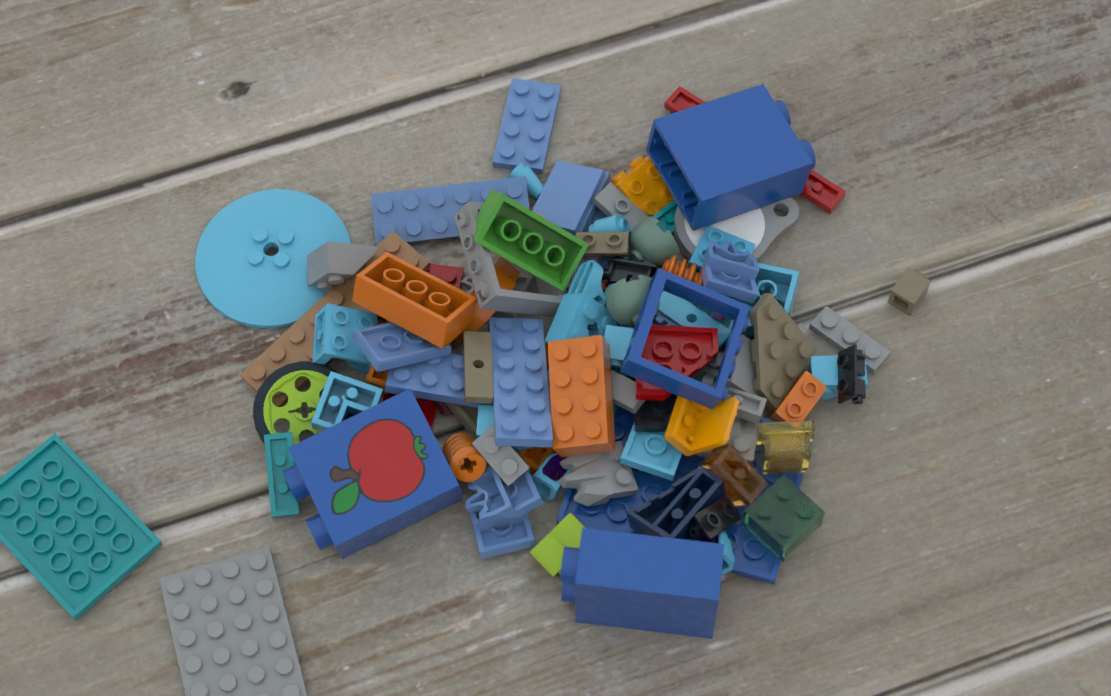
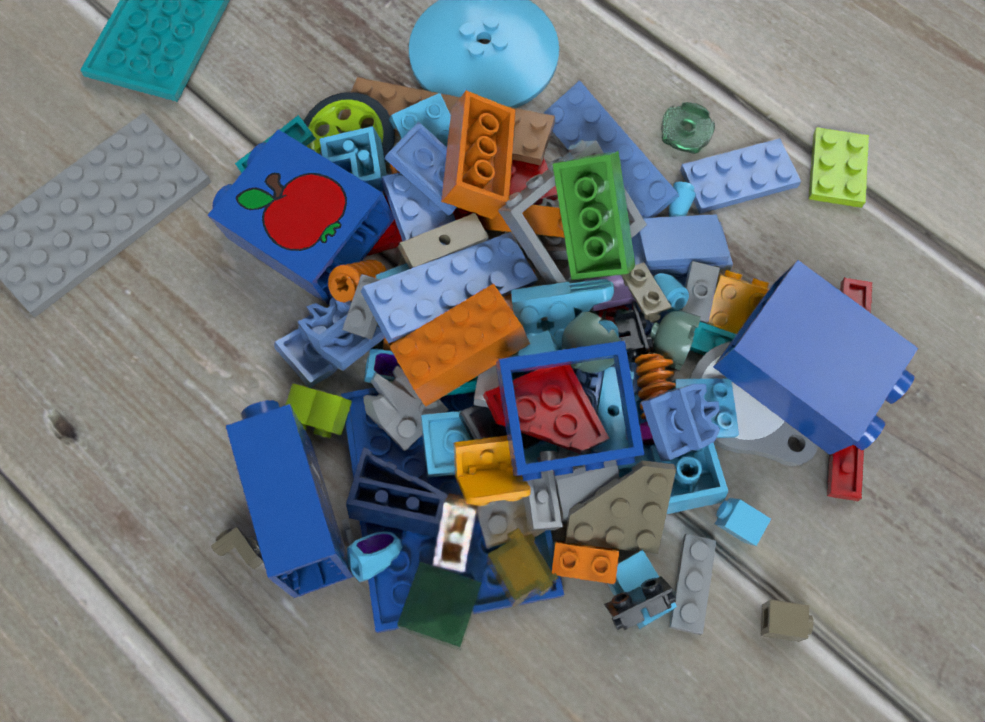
camera: 60 degrees right, 5 degrees up
(335, 263) = (492, 84): light grey slope -> none
(459, 151) = (687, 140): none -> clear green plate
(562, 51) = (839, 167): none -> lime plate
(652, 653) = (247, 547): none -> dark tan bracket
(714, 519) = (399, 537): black hinge -> none
(822, 278) = (742, 521): none -> medium azure brick

